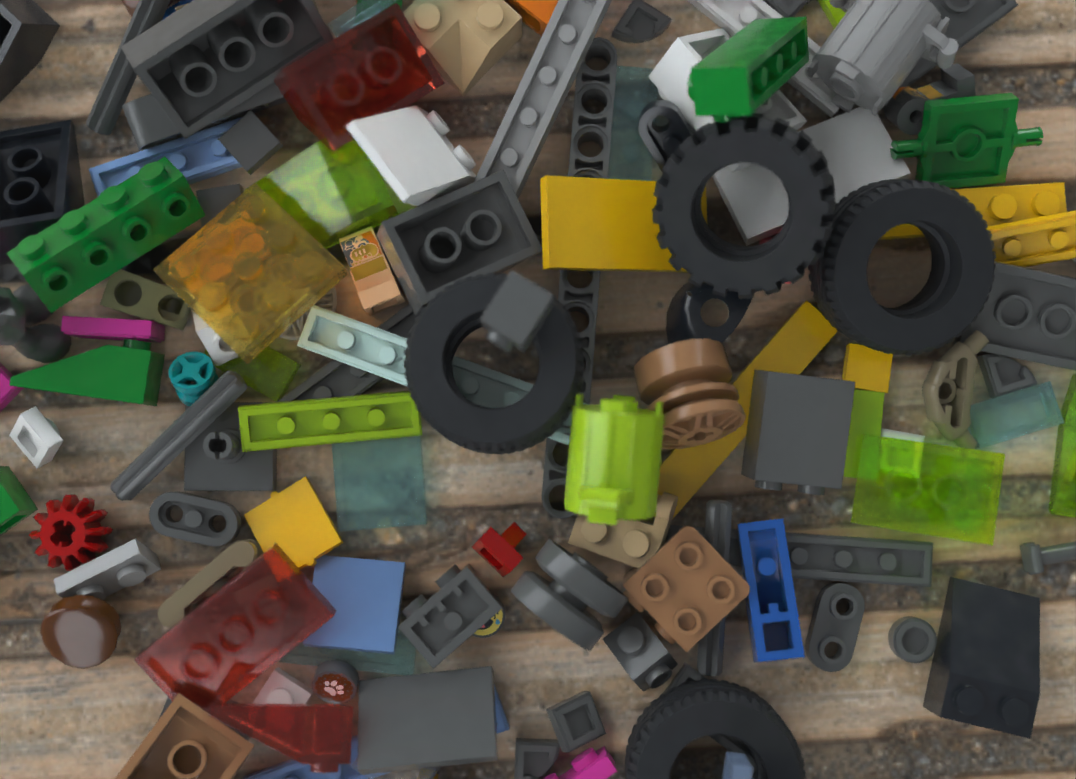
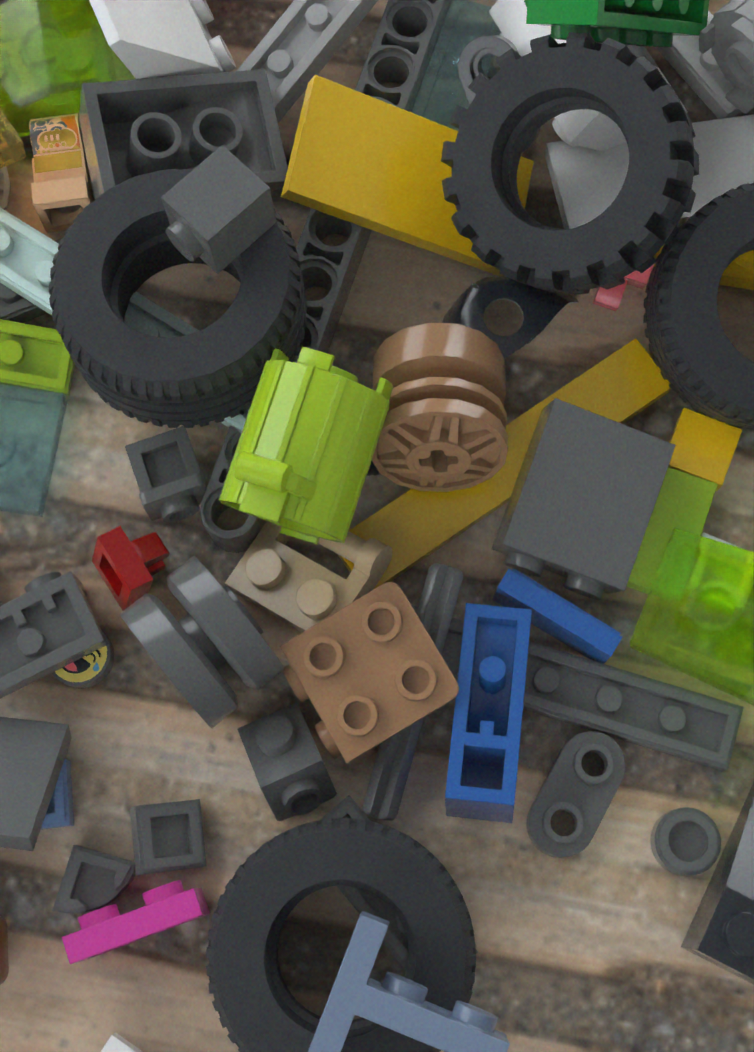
camera: 15 degrees right, 10 degrees down
(510, 480) = (167, 475): none -> dark grey bracket
(797, 513) = (558, 616): none -> blue tile

